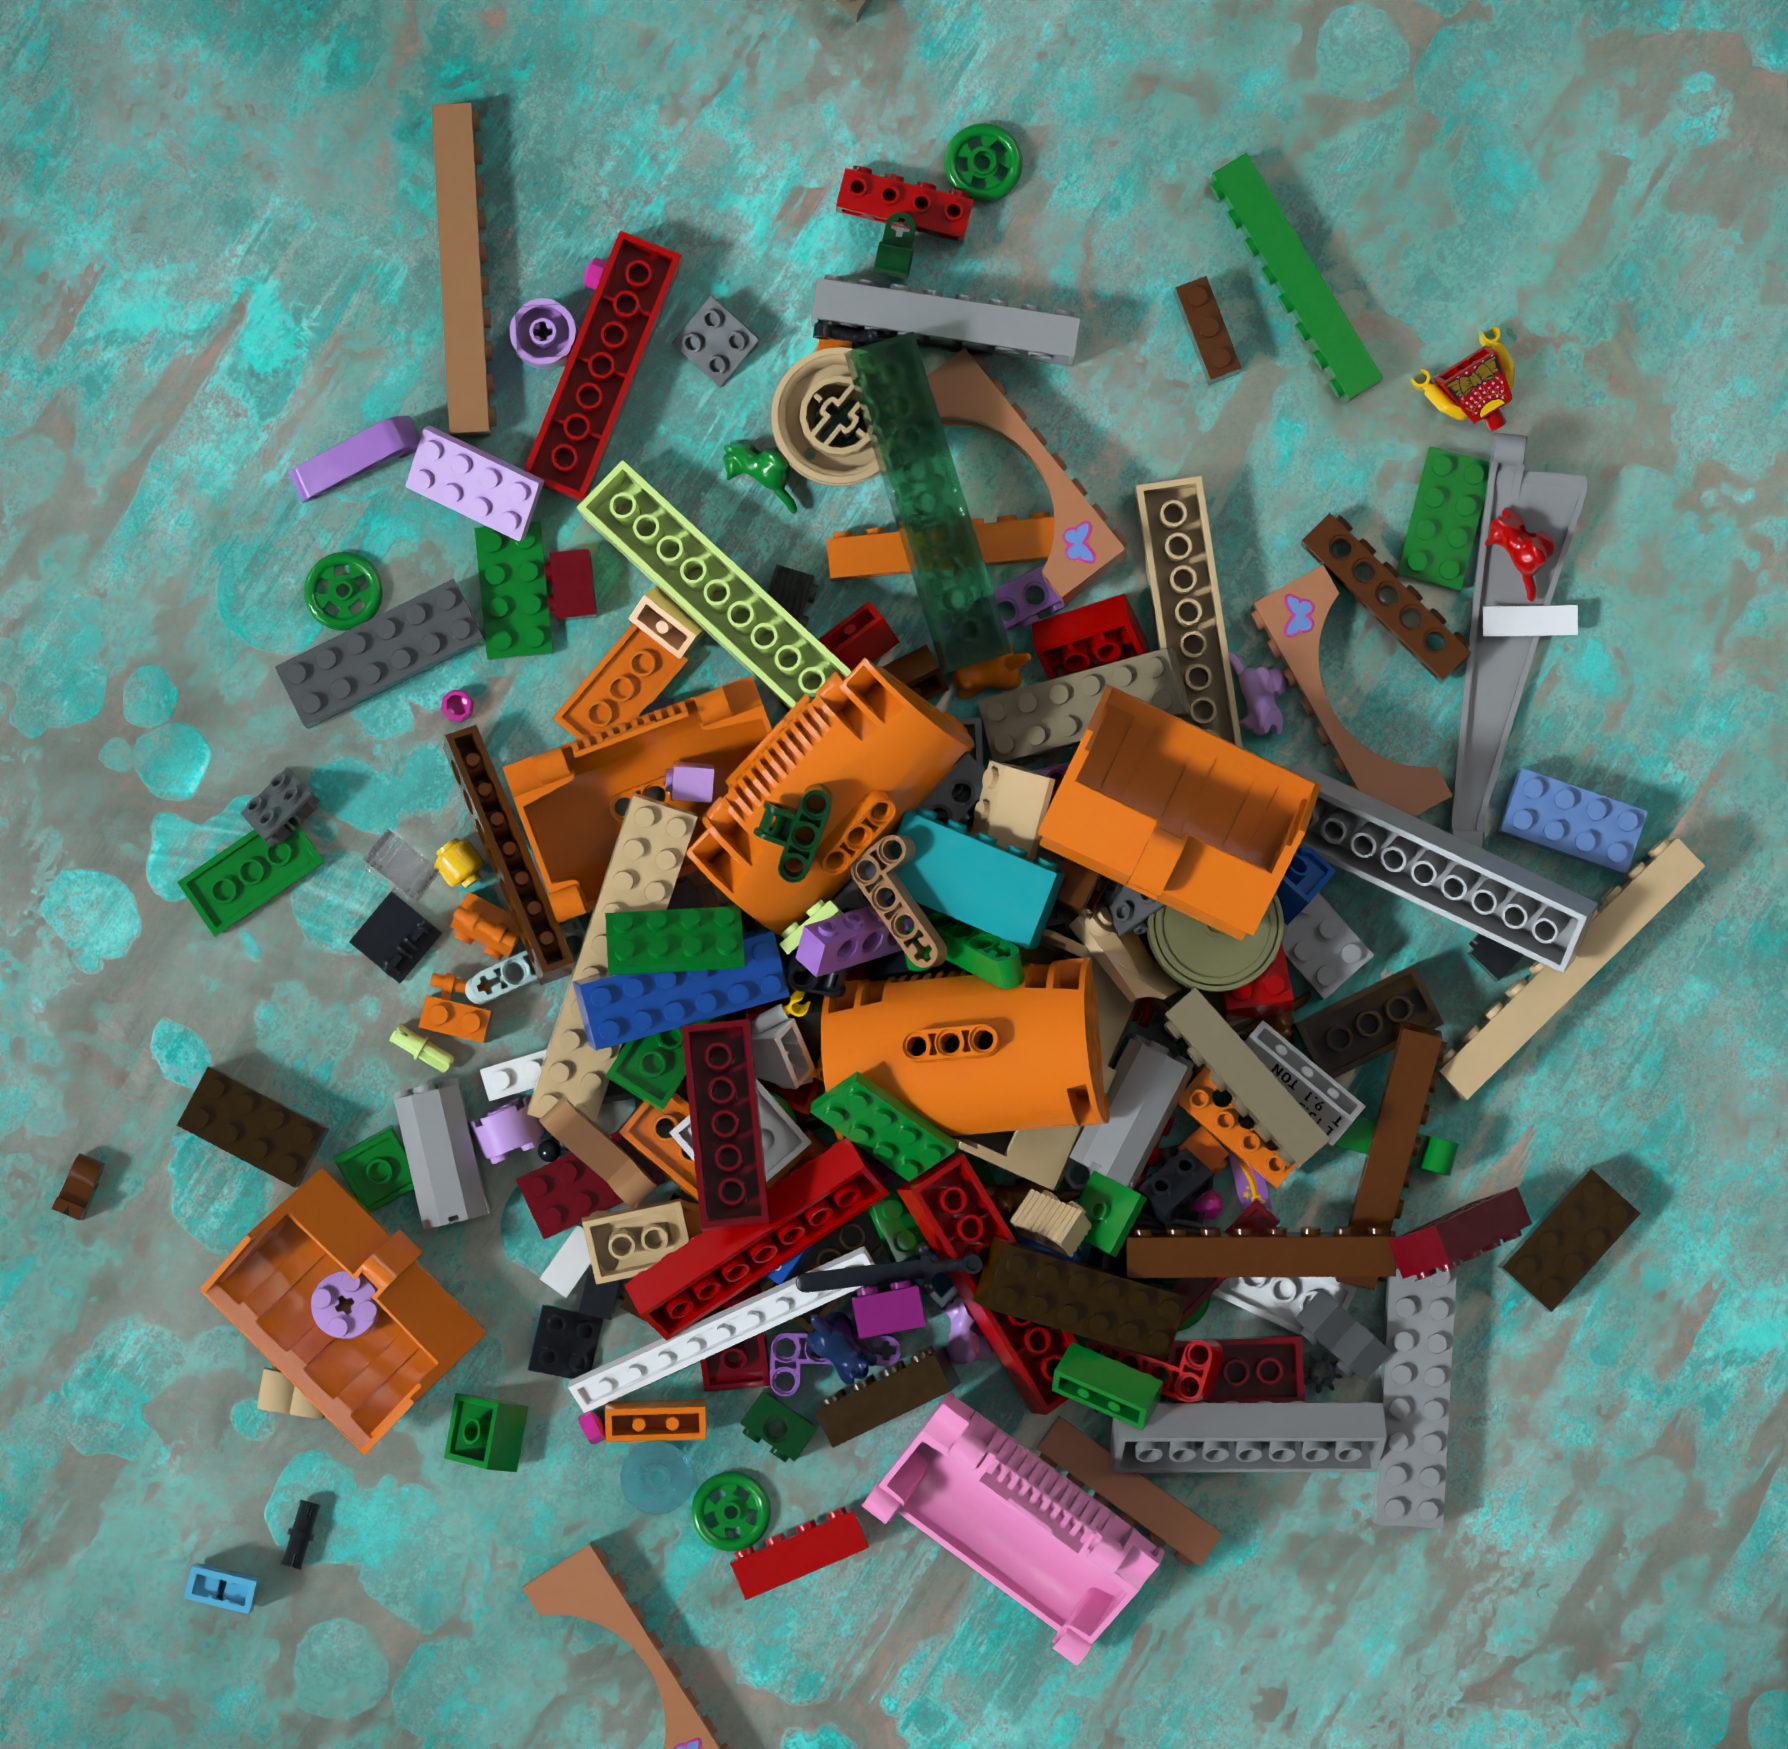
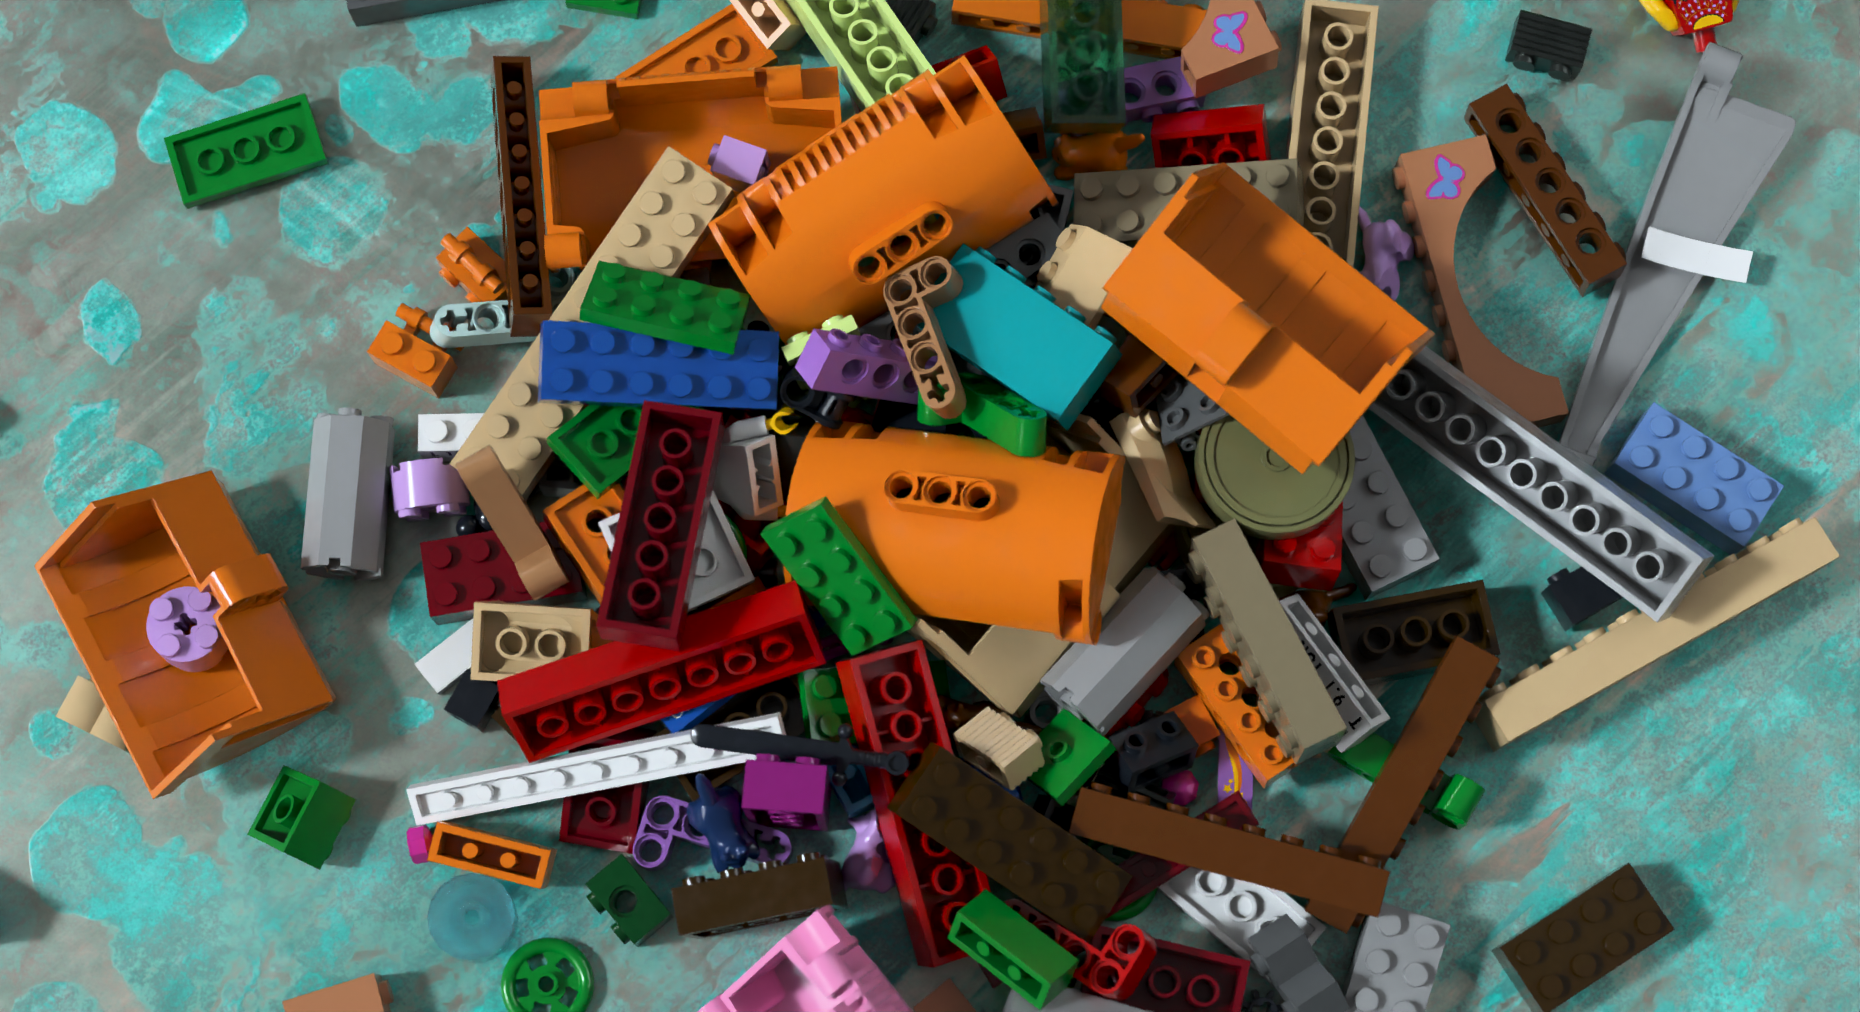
camera: 20 degrees right, 10 degrees down
(253, 1126) = (156, 411): dark brown brick -> none
(277, 805) = (279, 91): dark grey hinge -> none
(300, 1534) = (59, 873): black pin -> none
(376, 1169) = (273, 496): green plate -> none
(395, 937) = (377, 260): black hinge -> none
(401, 865) = (407, 186): clear brick -> none
(422, 1048) = (366, 382): yellowish green axle -> none
(457, 705) = (519, 40): dark pink tile -> none
(459, 863) = (468, 199): yellow head -> none
(564, 1342) = (419, 740): black hinge -> none
(785, 828) = (821, 207): dark green beam -> none
(1302, 882) = (1379, 449): blue slope -> none
(1357, 462) = (1548, 45): none -> pearl dark grey brick
(1444, 519) = (1626, 130): green plate -> none
(1460, 1234) = (1463, 891): dark red brick -> none
(1526, 549) = (1712, 176): red animal -> none

